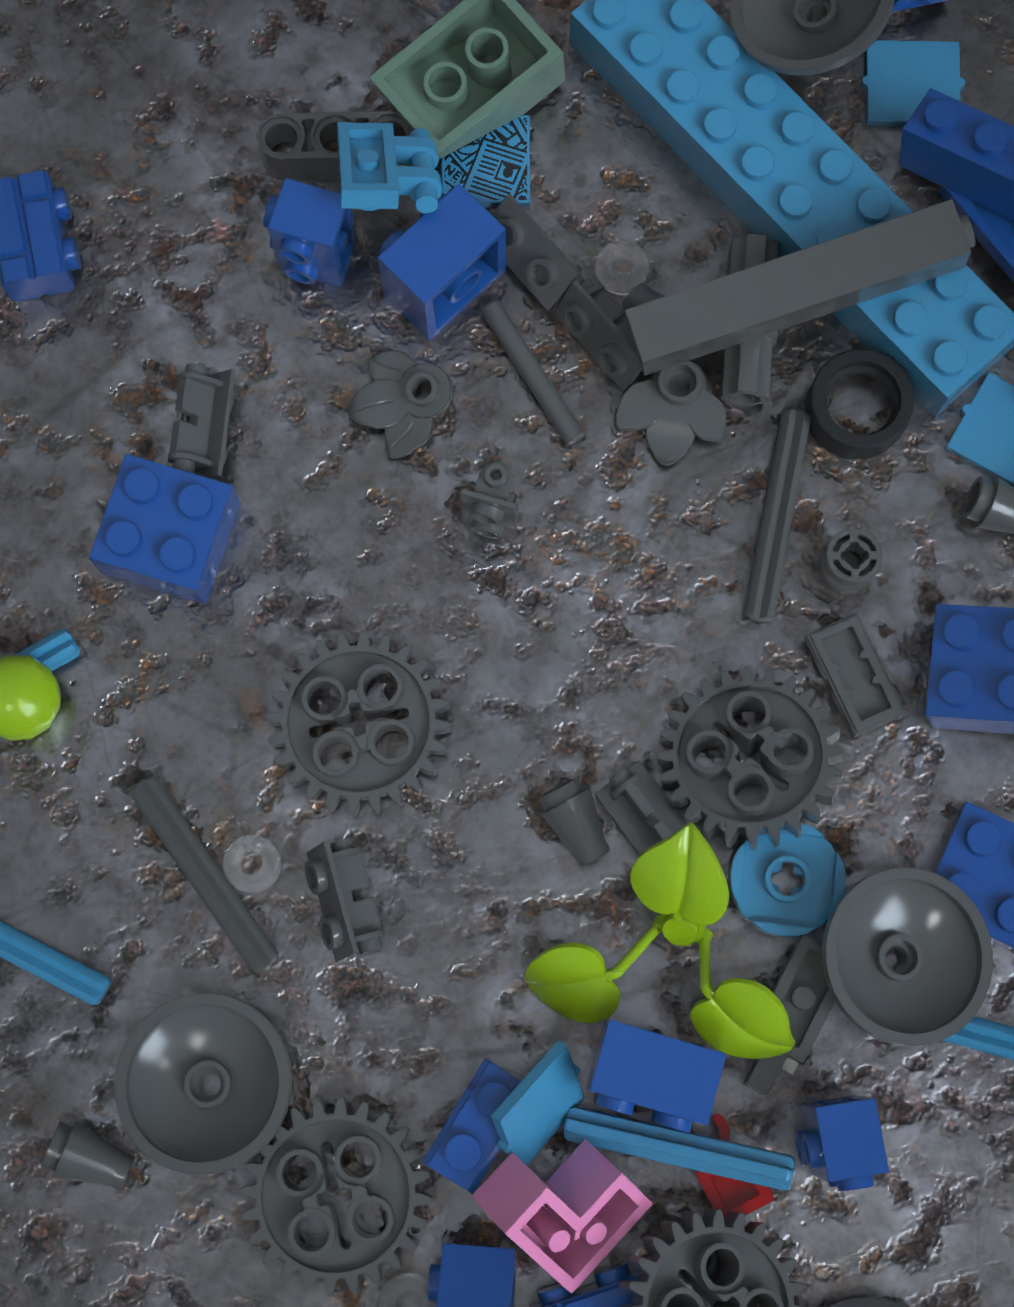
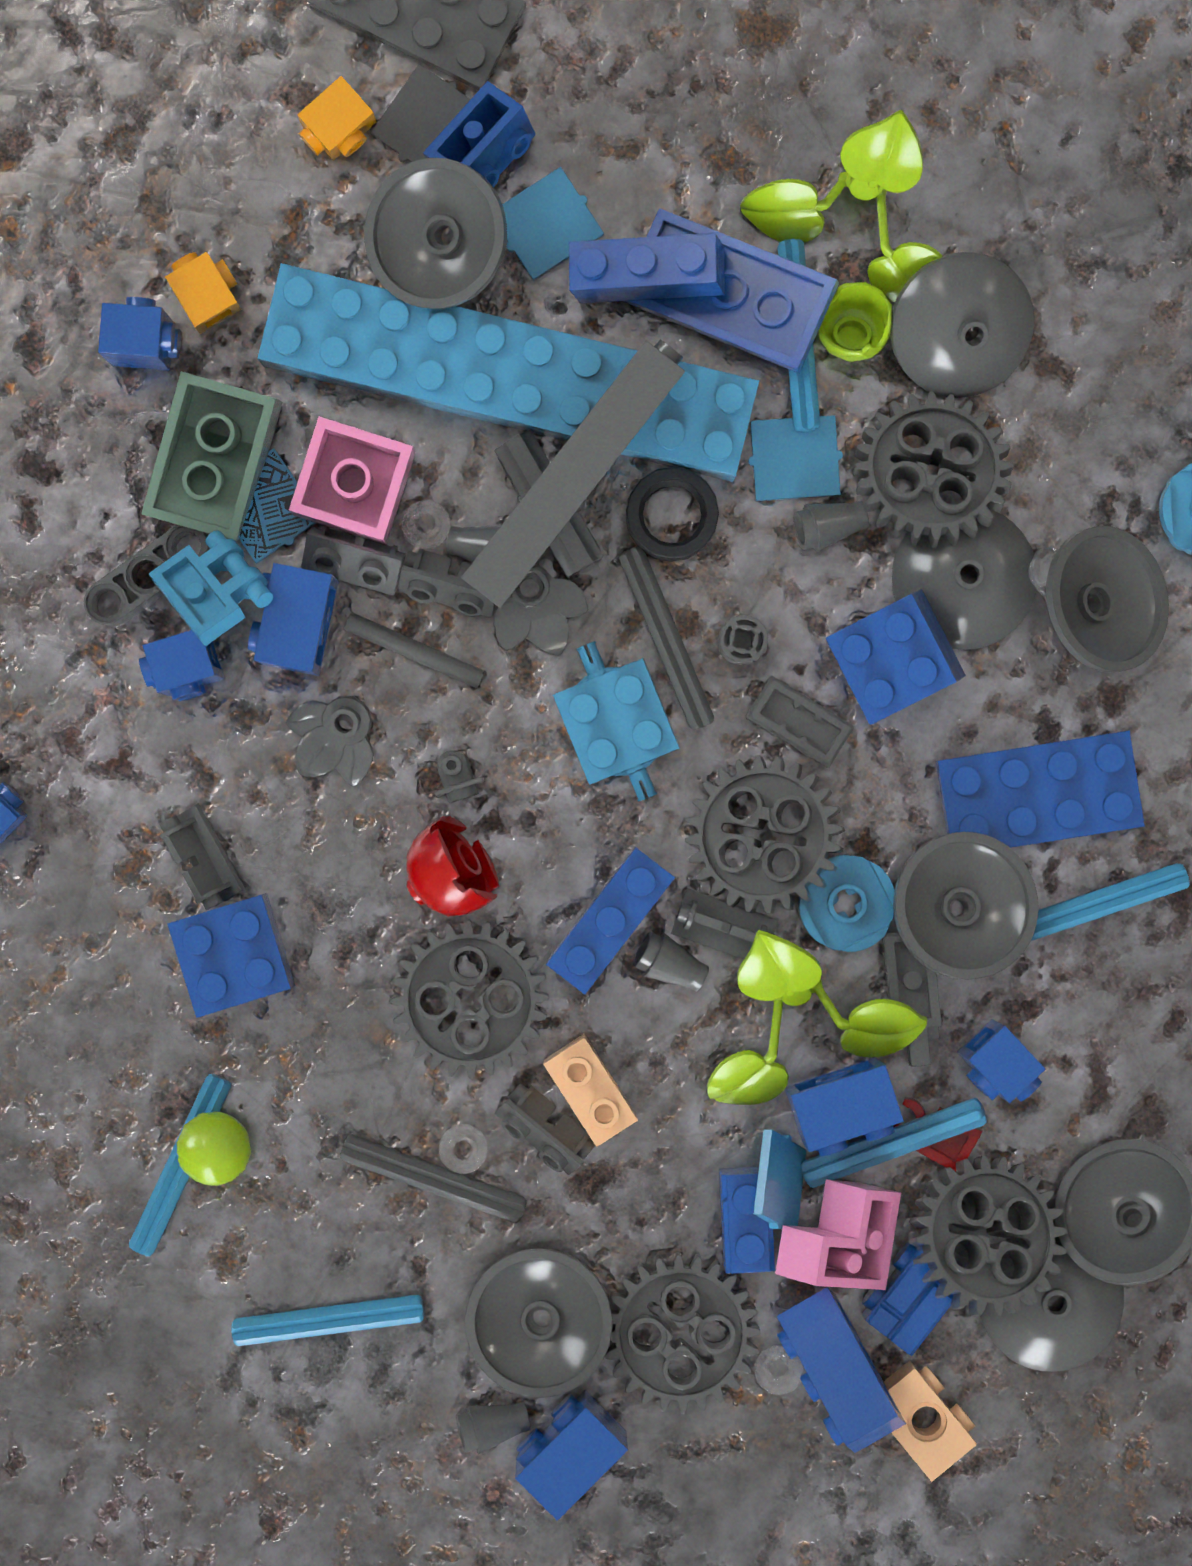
camera: 30 degrees left, 10 degrees up
(139, 1240) = (569, 1453): none -> blue brick
(413, 888) = (590, 1090): none -> light nougat brick
(422, 586) = (448, 871): none -> red cylinder
(546, 737) = (610, 920): none -> blue brick
(582, 178) = (352, 480): none -> bright pink brick
(677, 560) = (616, 721): none -> dark azure plate

